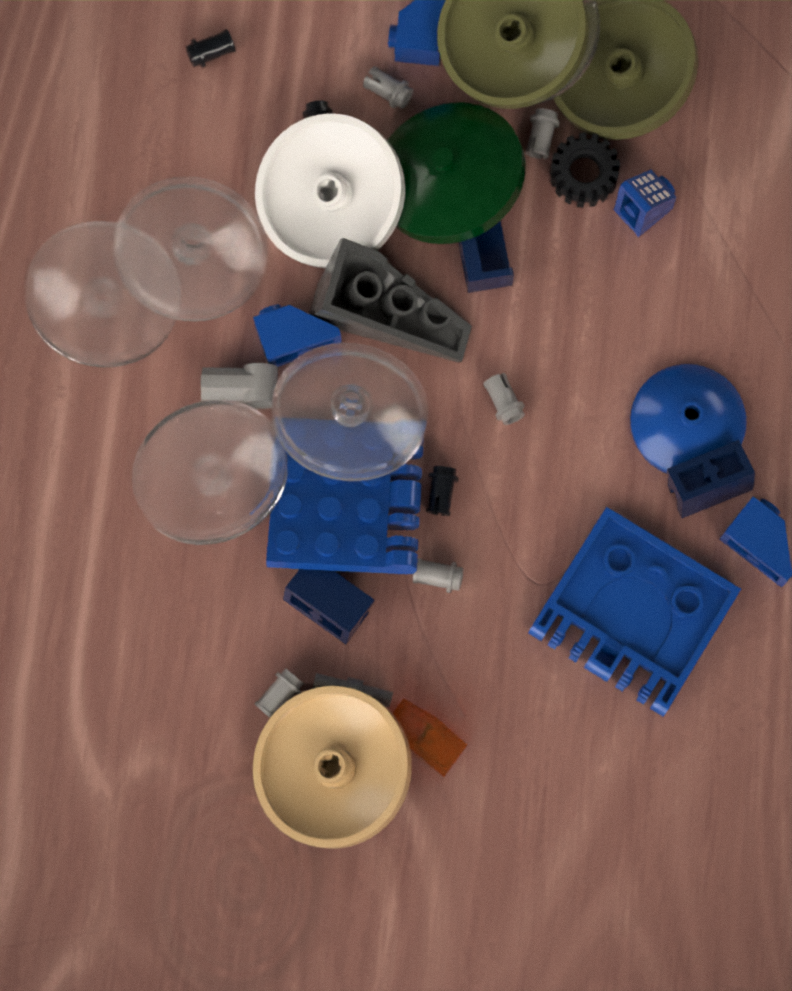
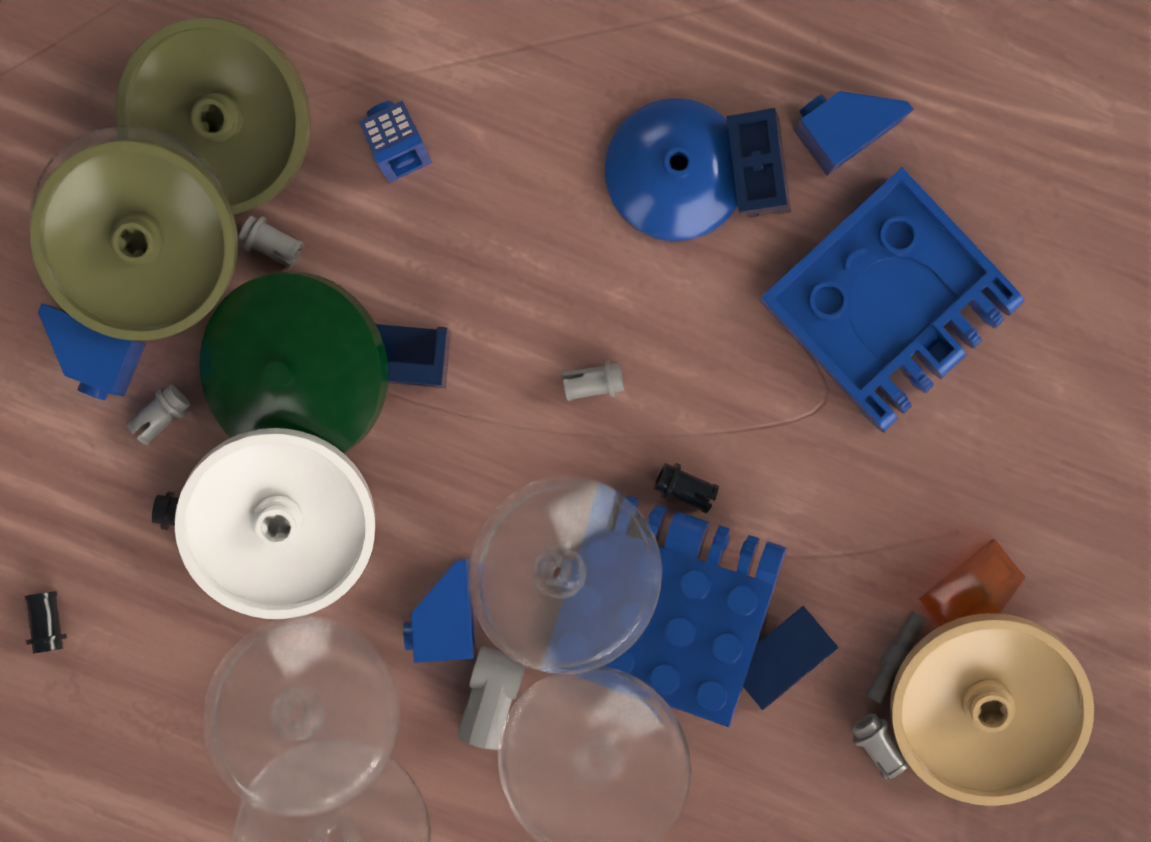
camera: 75 degrees left, 10 degrees up
(378, 302) = (429, 503): dark grey wedge -> none
(439, 575) = (787, 518): light grey pin -> none
(584, 148) = (327, 174): black tyre -> none

